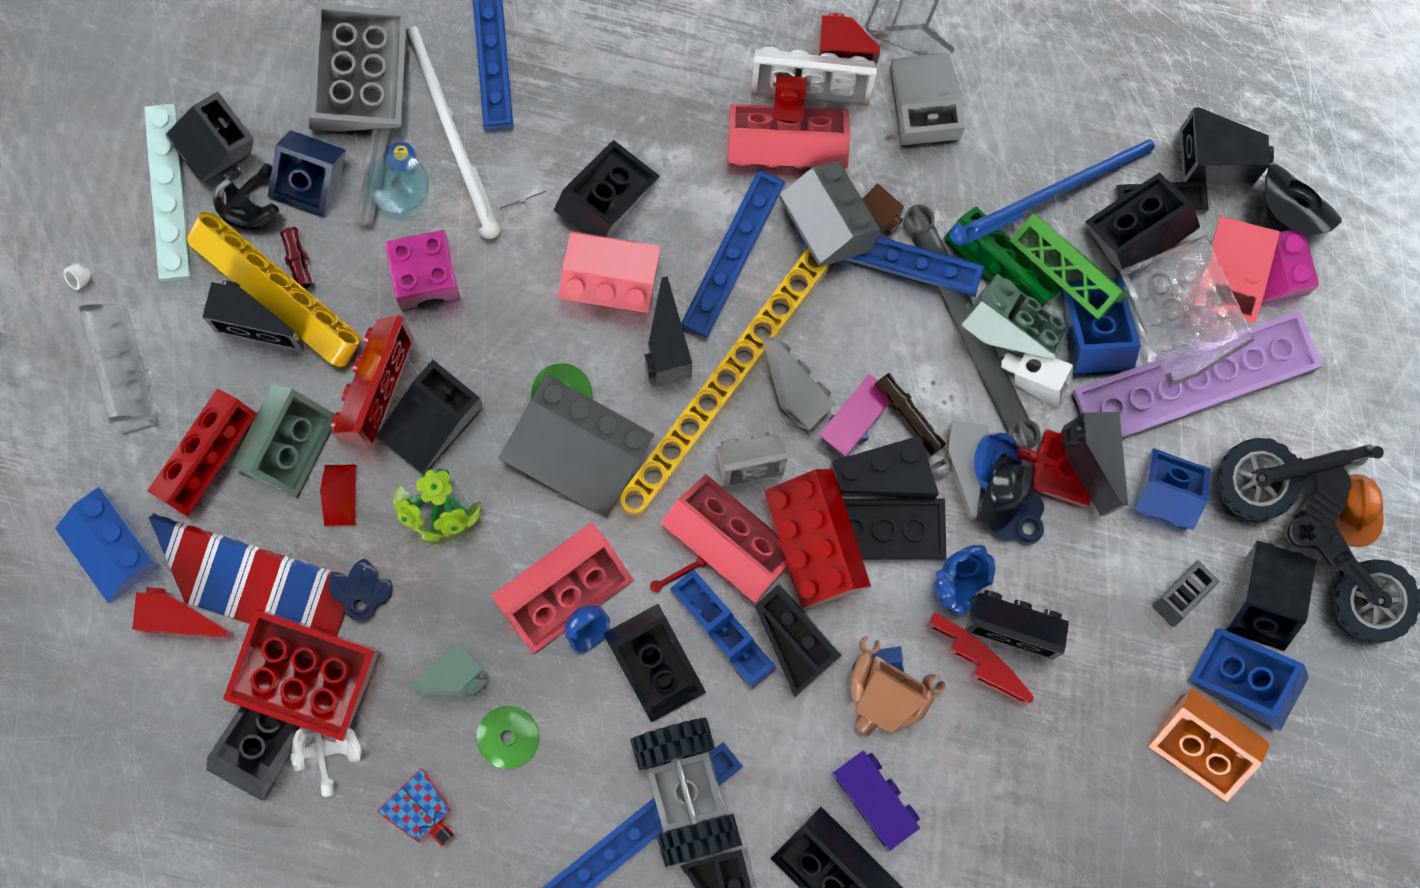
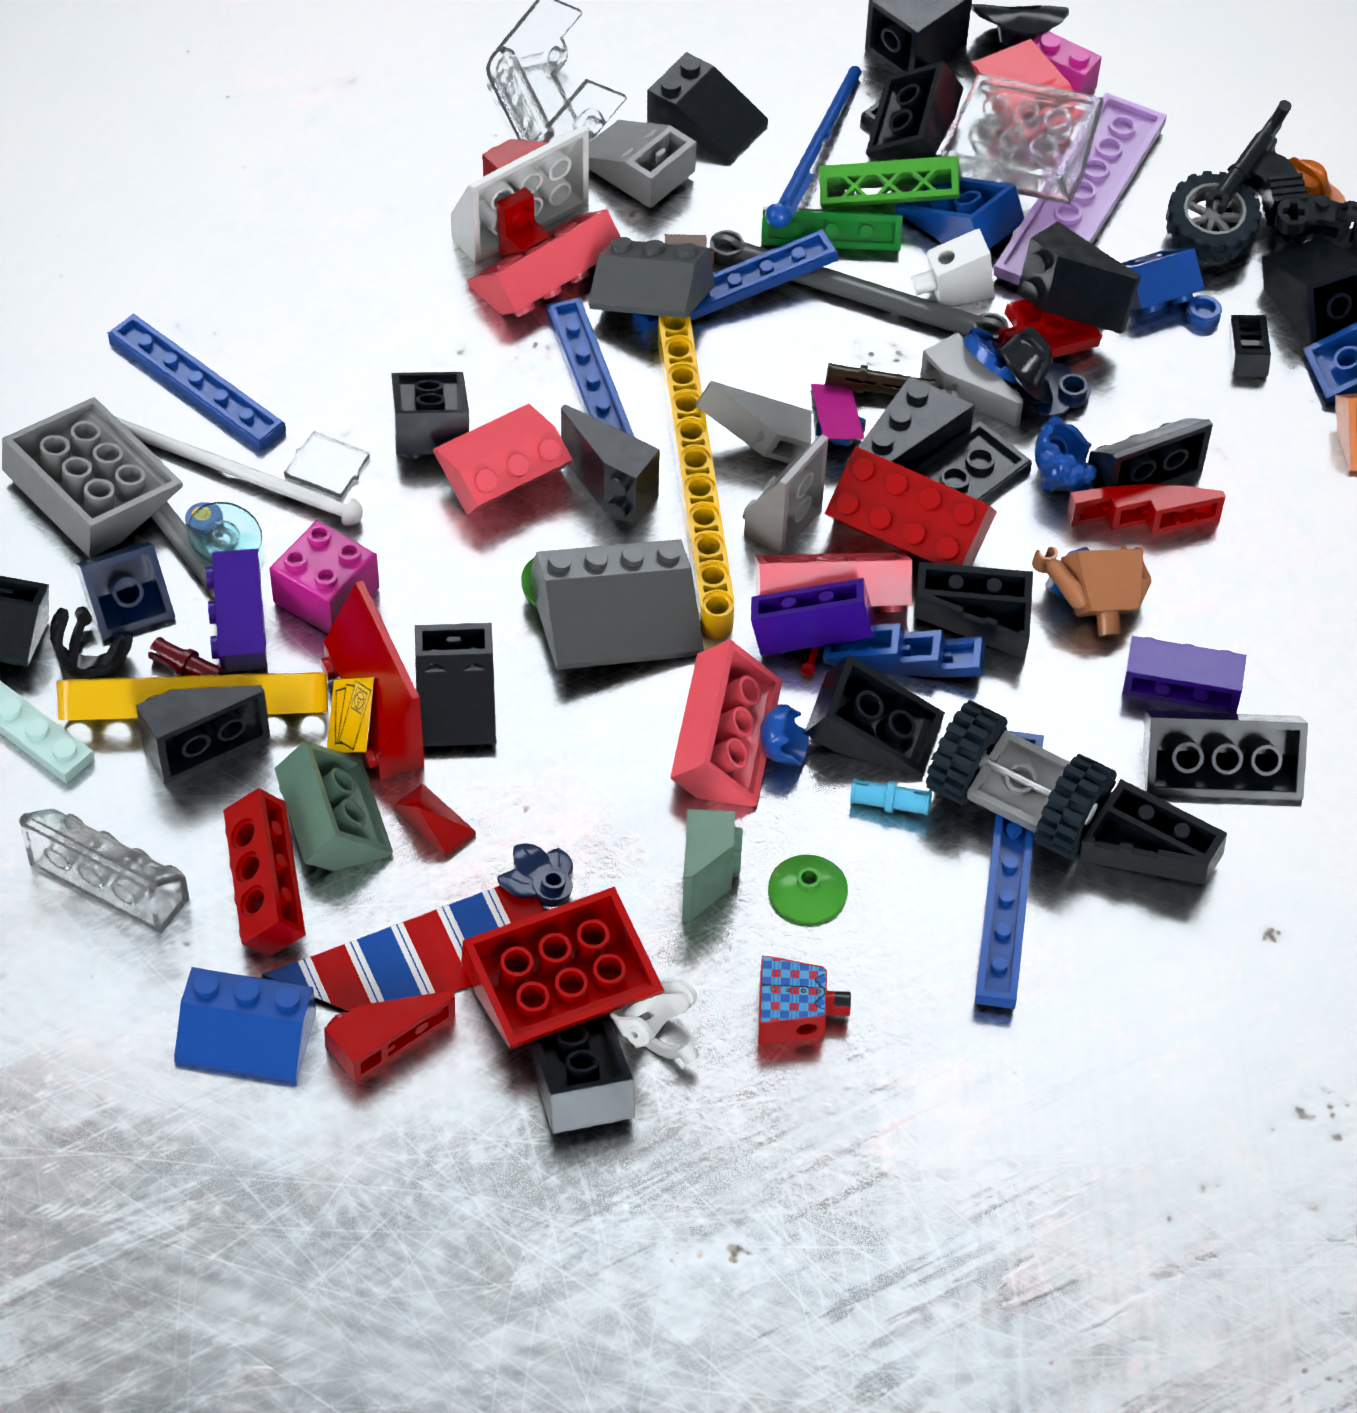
camera: 40 degrees left, 25 degrees down
(341, 388) = (350, 715): none -> yellow sticker
(351, 250) = (237, 610): none -> dark purple brick
(435, 490) = (528, 746): lime plant -> none
(611, 722) = (891, 796): none -> medium azure pin
(680, 561) = (812, 617): none -> dark purple brick
(1014, 94) = (704, 107): none -> black slope
(1014, 321) = (877, 249): sand green slope -> none
(1183, 541) = (1204, 312): none -> blue tile

